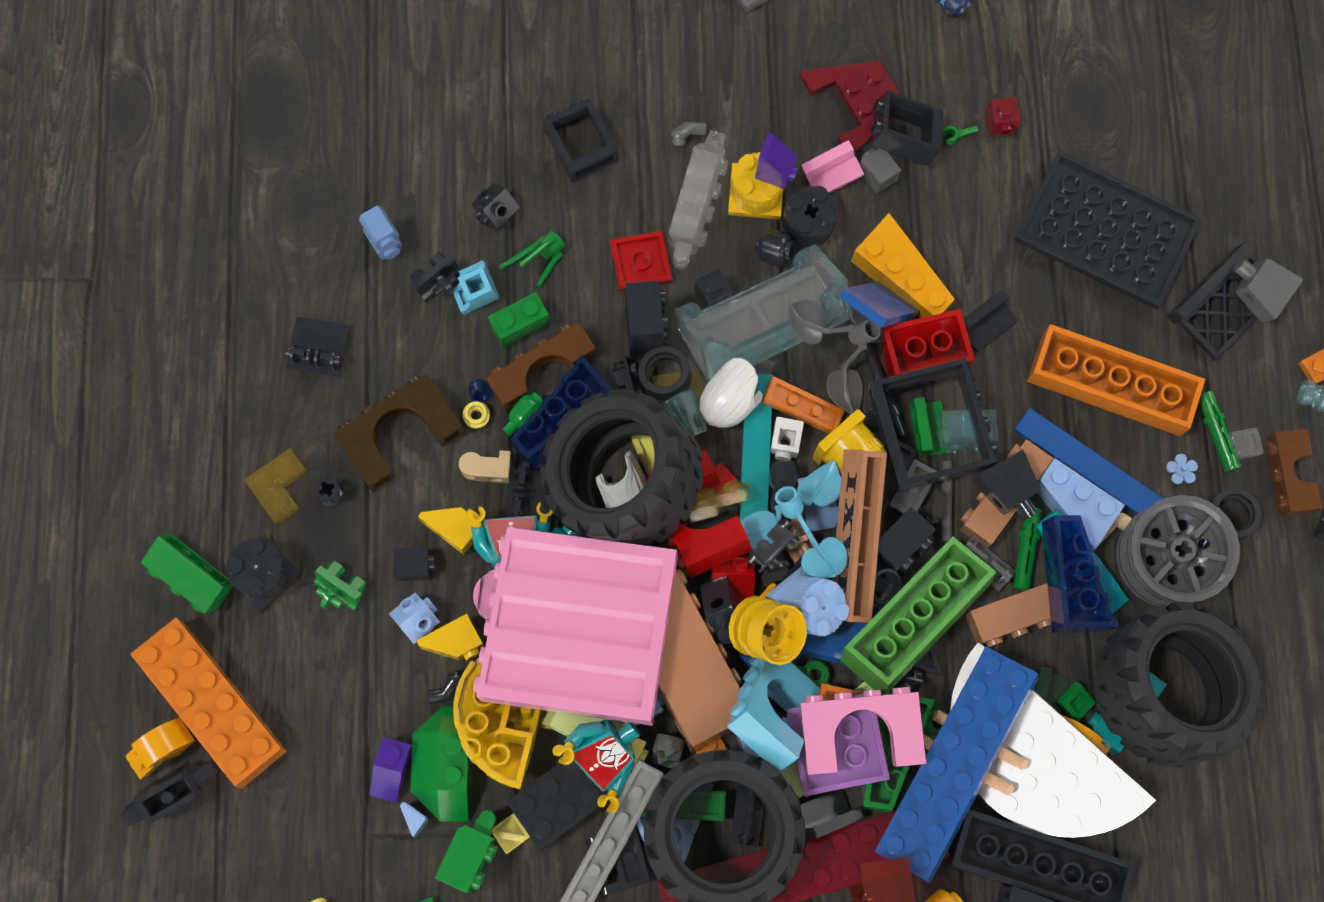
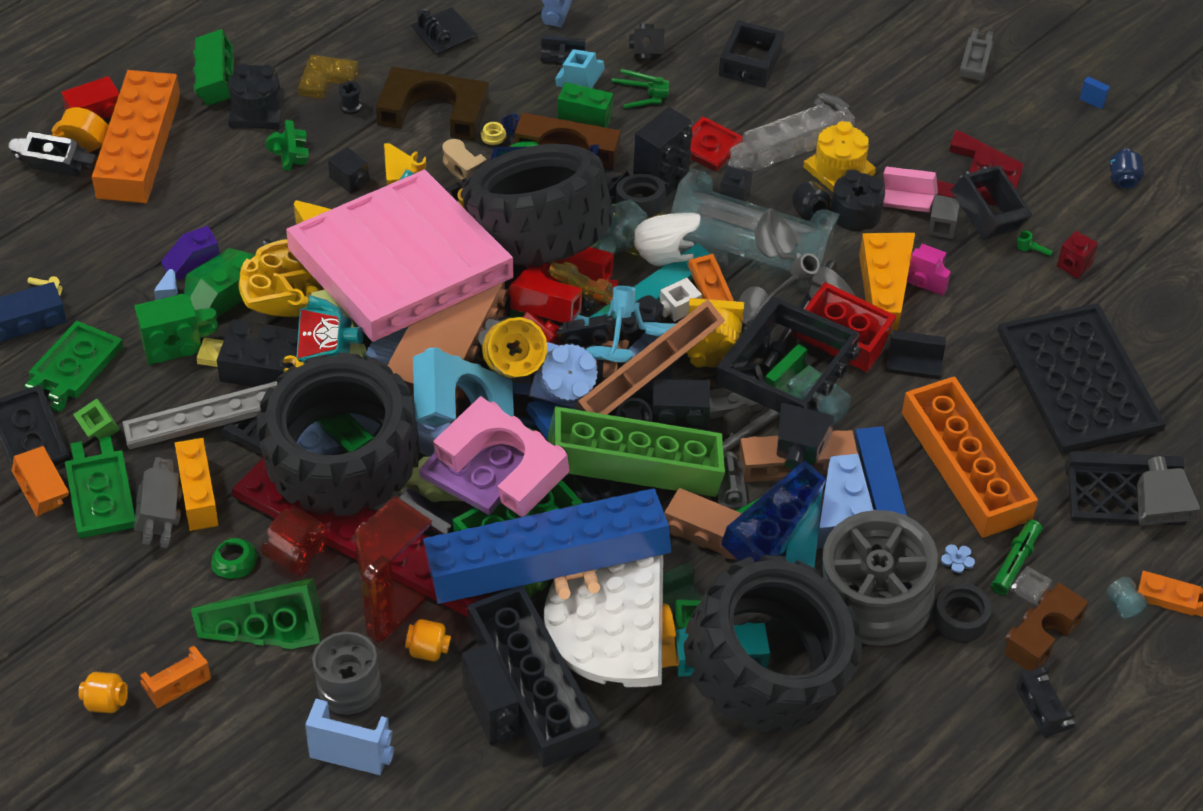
camera: 50 degrees right, 25 degrees down
(130, 707) = (96, 96): none -> red brick
(415, 617) = (304, 187): light blue brick -> none
(776, 163) = (858, 126): dark purple slope -> none
(878, 304) = (836, 265): blue tile -> none
(921, 230) = (928, 269): none -> dark pink brick

